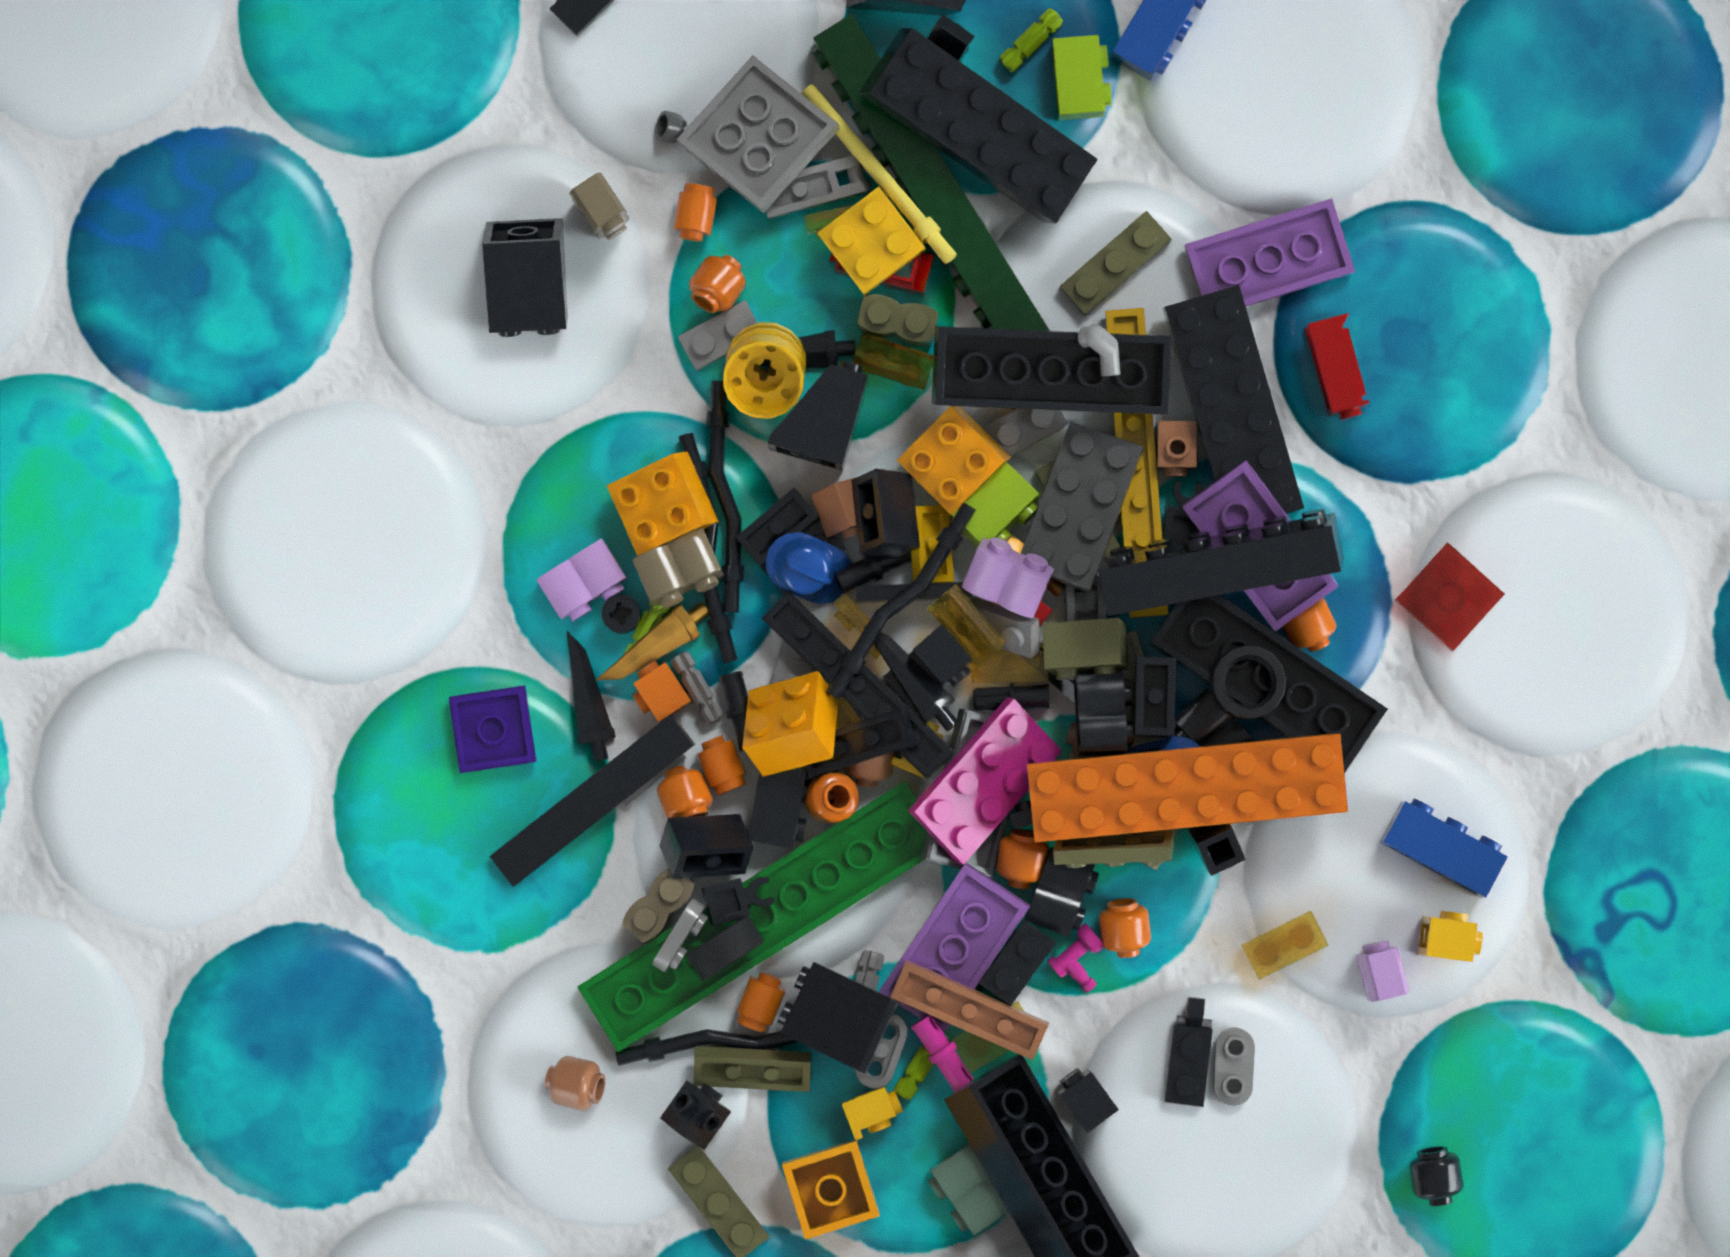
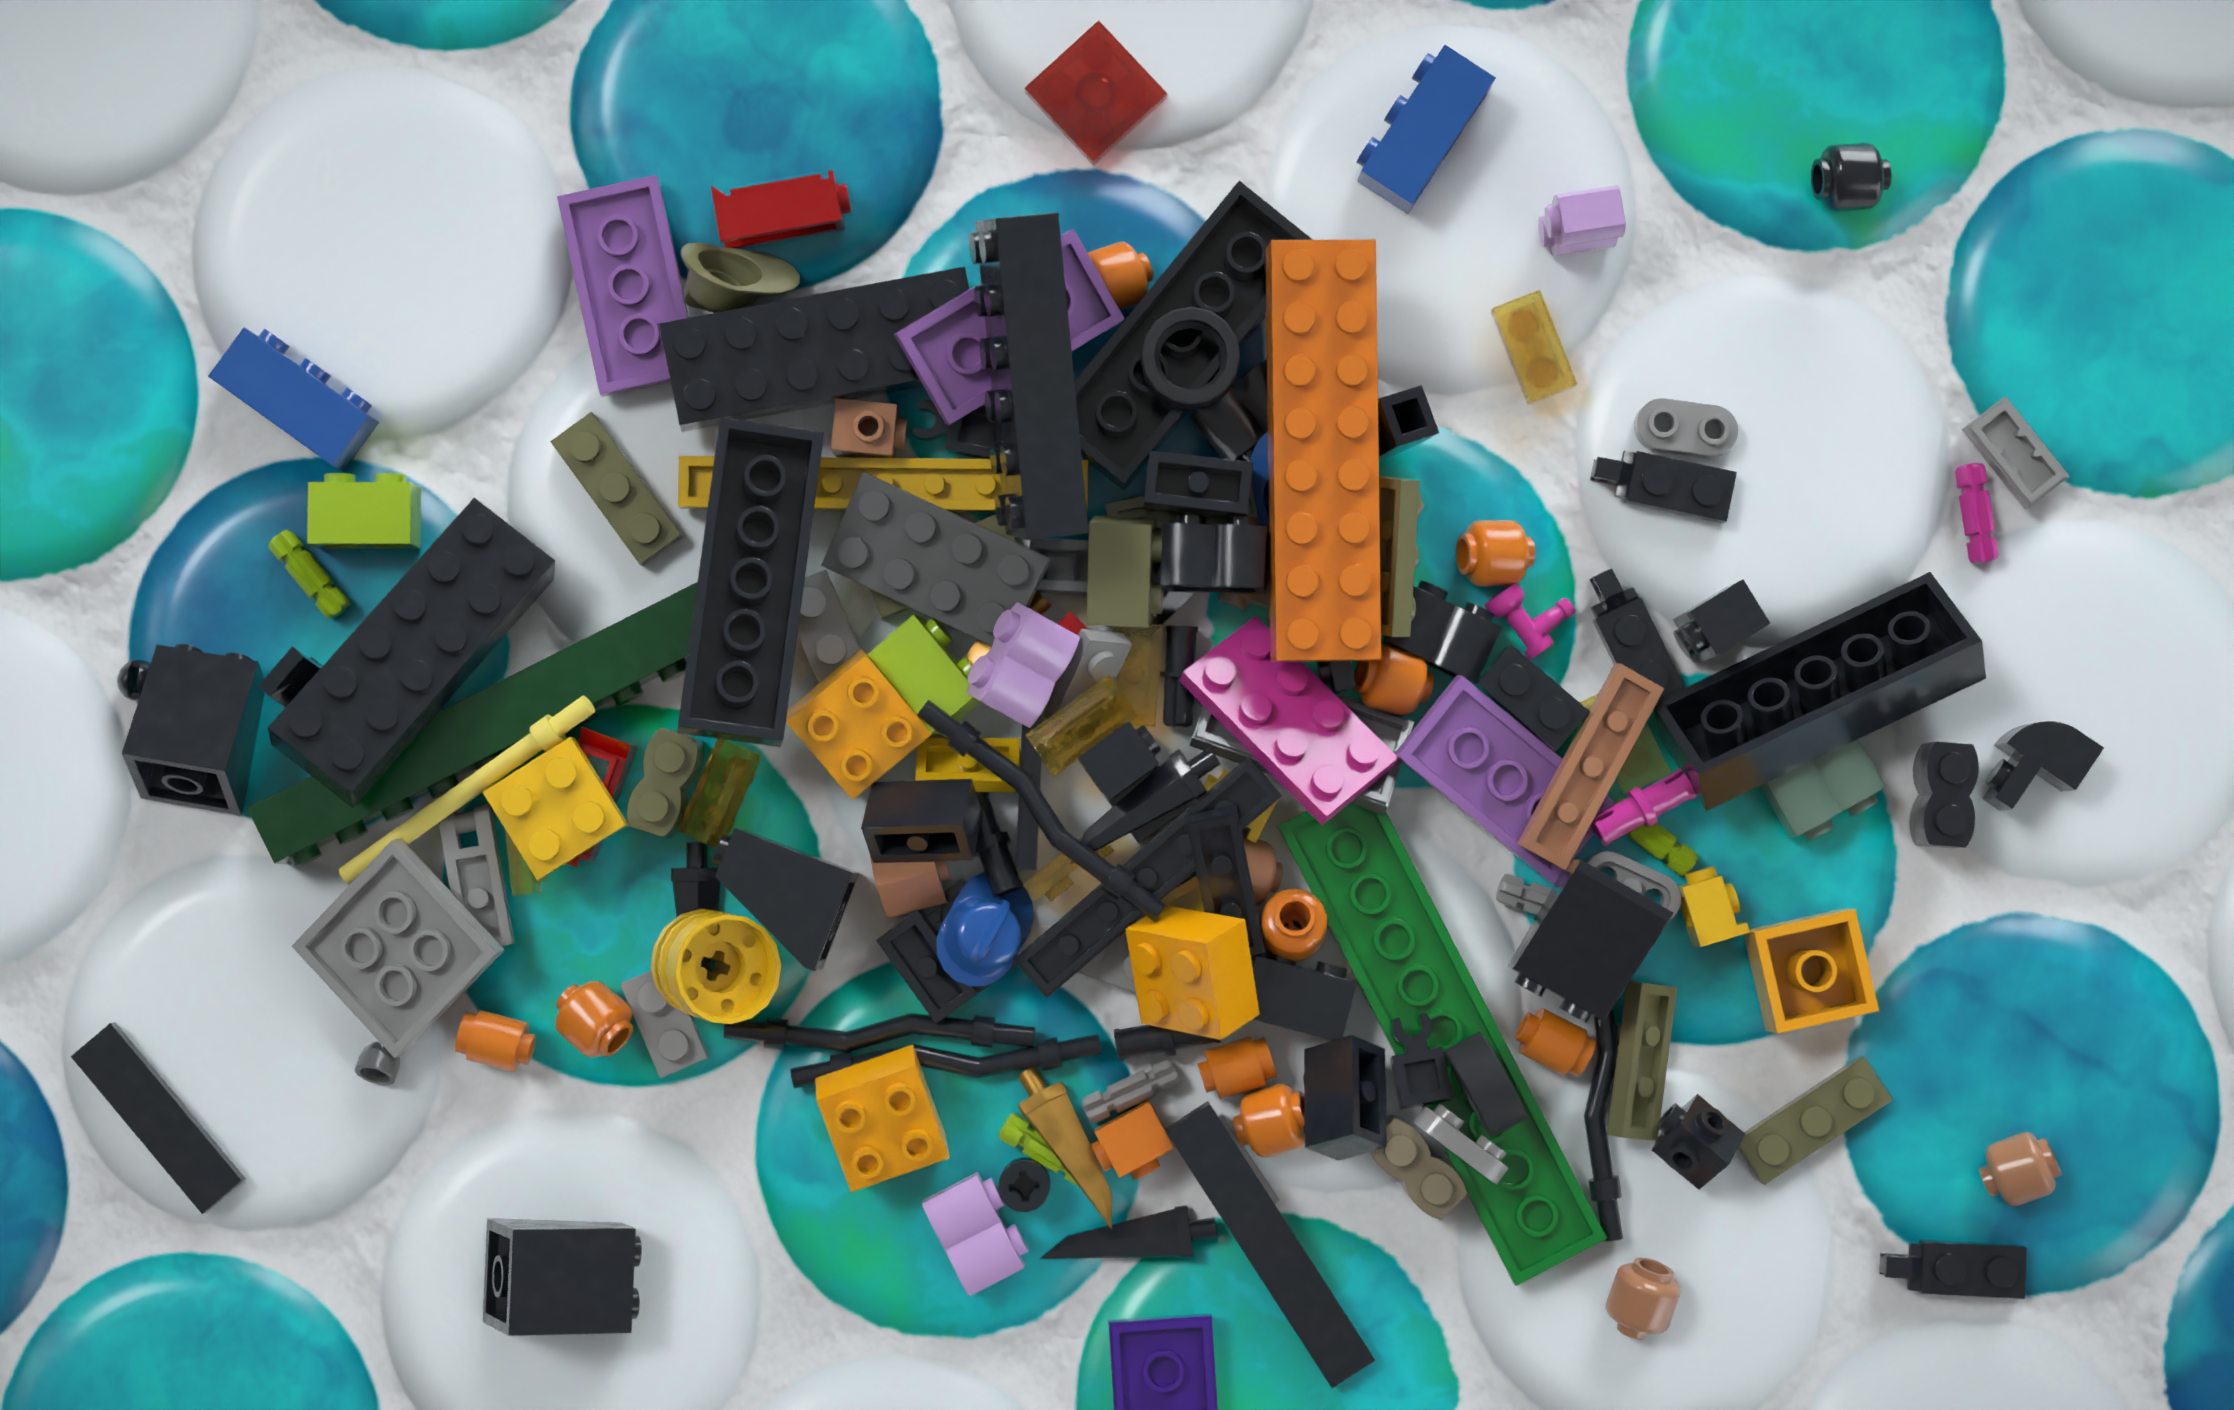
camera: 90 degrees left, 0 degrees up
(600, 207) = (474, 1168): dark tan brick -> none
(678, 568) = (971, 1104): dark tan brick -> none
(1071, 1037) = (1631, 634): none -> black hinge
(1104, 345) = (723, 506): light grey arm -> none
(1282, 335) = (733, 278): none -> olive piece
(1450, 937) = (1544, 129): yellow brick -> none

